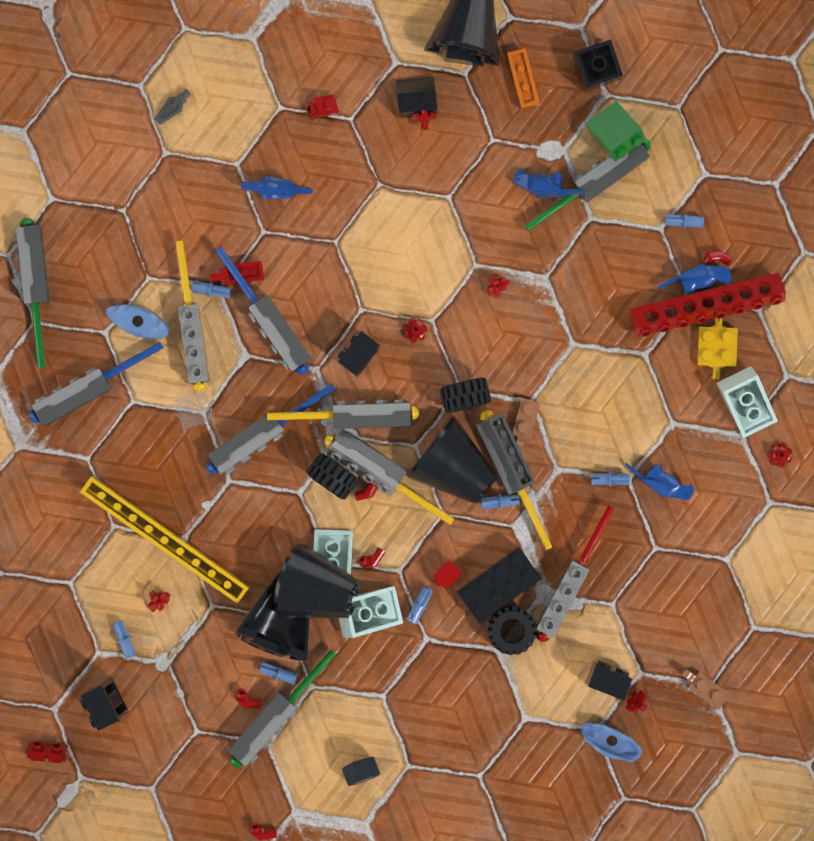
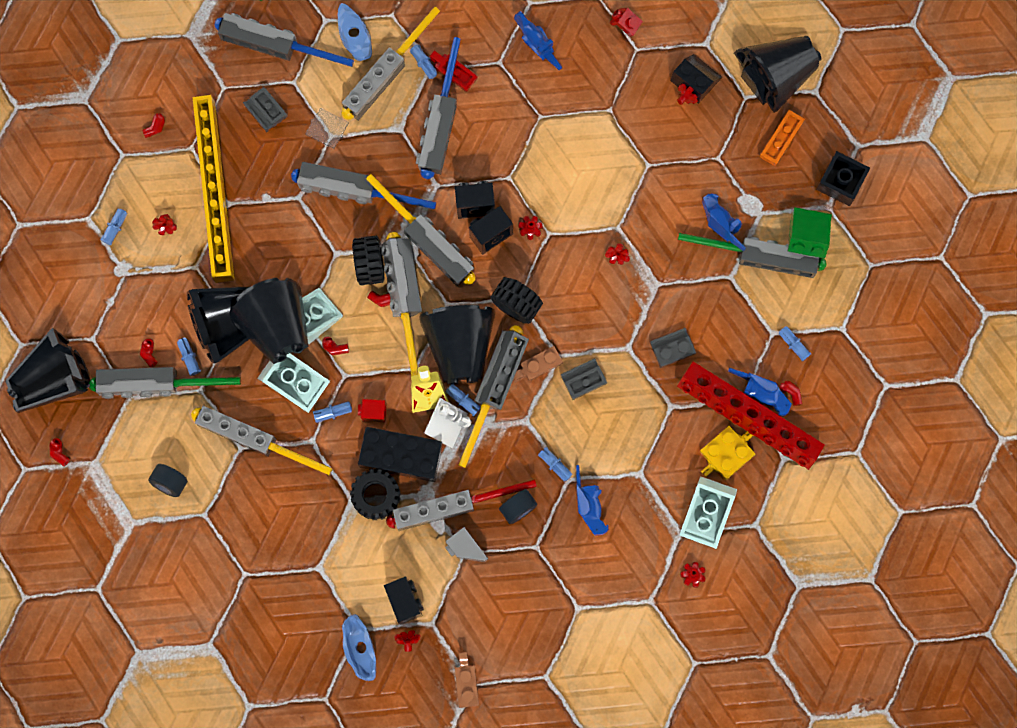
camera: 45 degrees right, 10 degrees down
(73, 538) = (156, 127): none -> red arm
(104, 704) = (50, 247): black brick -> none
(136, 443) = (265, 109): none -> dark grey plate
(199, 789) = (48, 374): none -> black cone
(381, 683) = (248, 436): none -> light grey piece
(393, 363) = (490, 229): none -> black brick
(471, 522) = (426, 390): none -> light yellow torso
(507, 529) = (447, 423): none -> white hinge
(567, 399) = (583, 379): none -> dark grey plate
(604, 312) = (672, 347): none -> dark grey plate
(609, 600) = (465, 547): none -> light grey slope
(617, 535) = (518, 506): none -> black wheel

